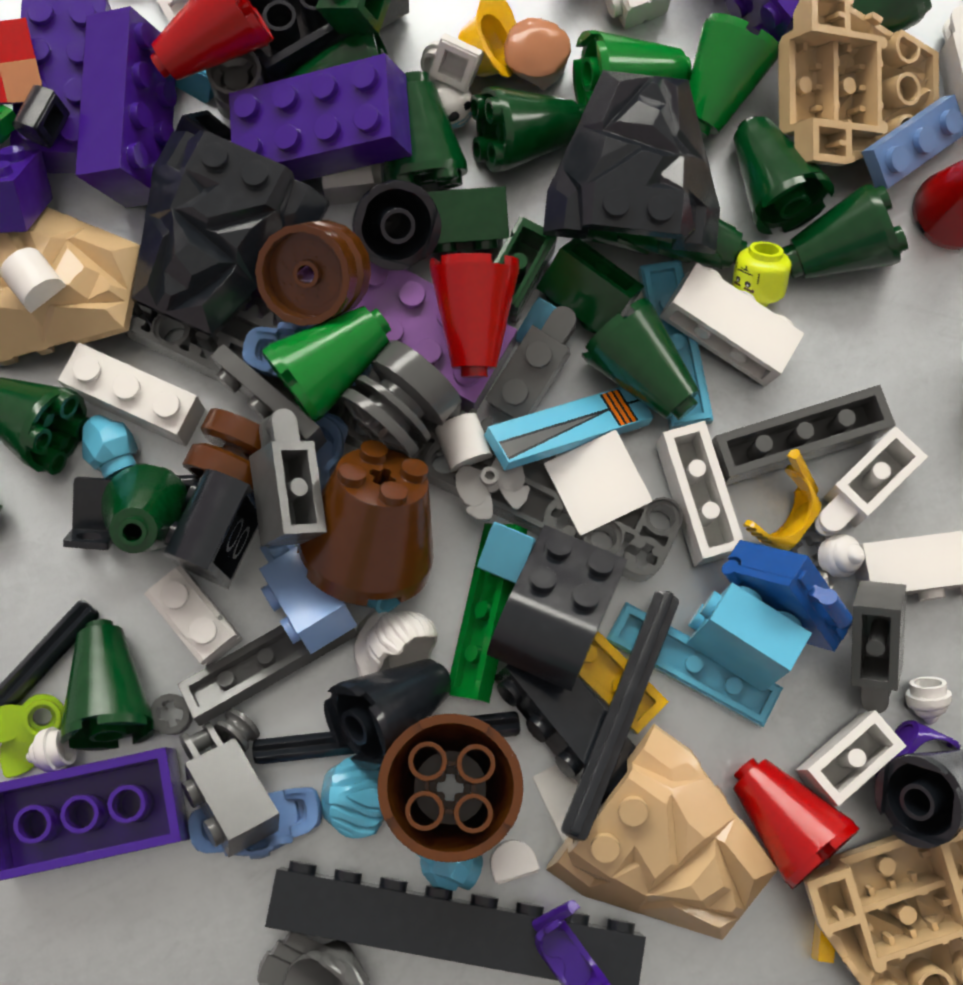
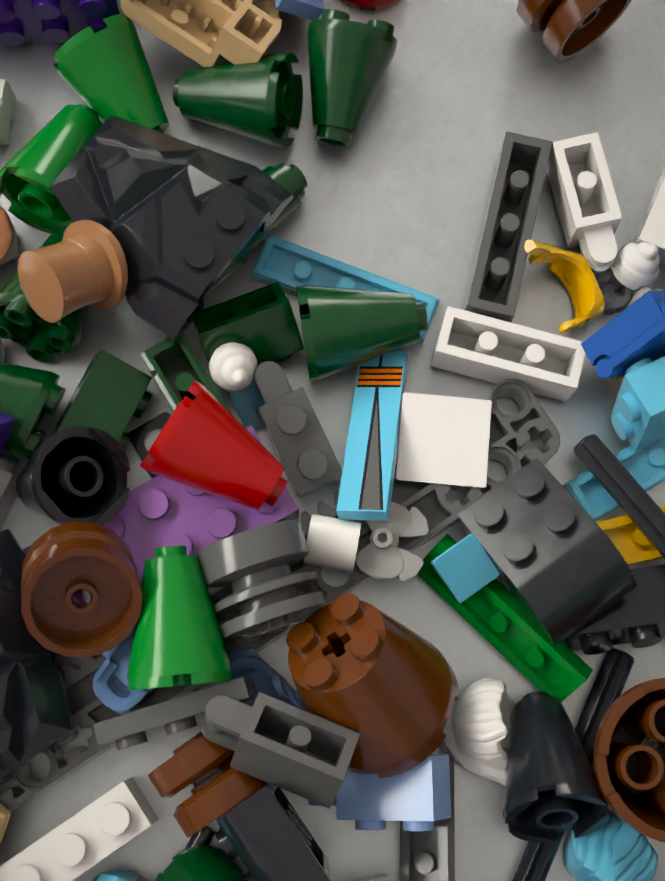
camera: 55 degrees left, 0 degrees up
(546, 126) = (74, 273): none -> medium nougat piece
(553, 289) = (233, 366): none -> white plate
(732, 324) = (363, 226): white brick -> none
(762, 272) = (331, 170): neon yellow head -> none

